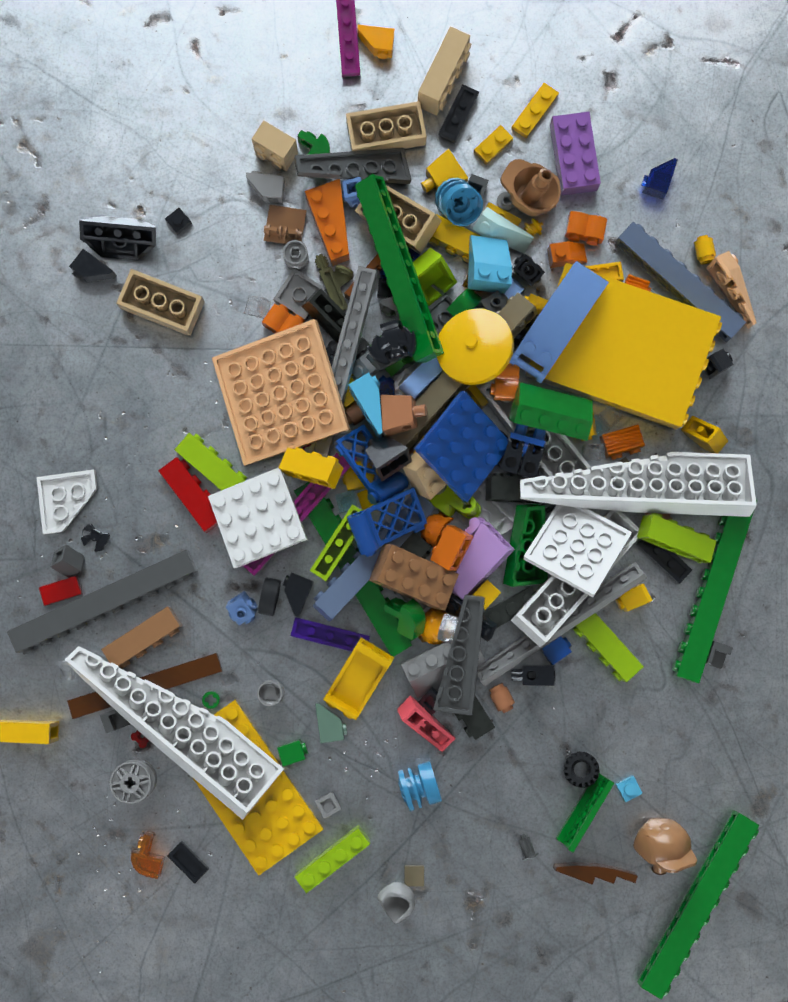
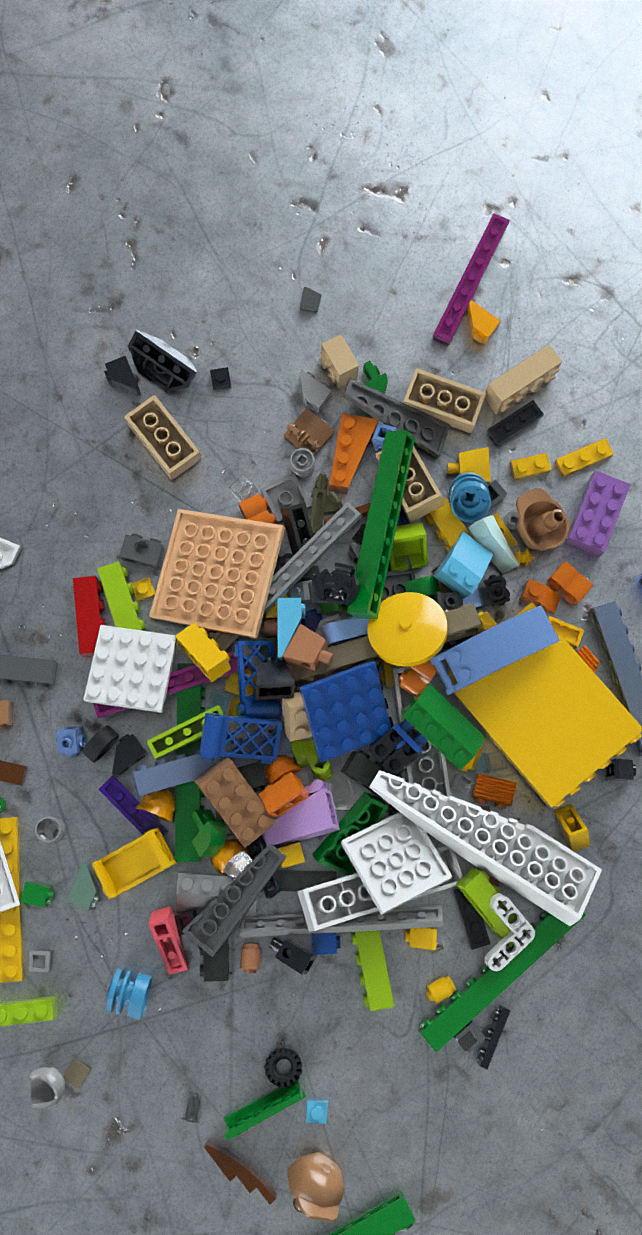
camera: 30 degrees right, 5 degrees down
(194, 420) = (150, 559): none -> dark grey brick
(215, 105) = (310, 300): none -> dark grey slope
(224, 444) = (143, 589): none -> yellow plate
(350, 616) = (159, 803): none -> light orange helmet
(672, 631) = (440, 989): none -> yellow brick
(708, 546) = (515, 930): none -> white beam
(736, 641) = (492, 1036): none -> black plate

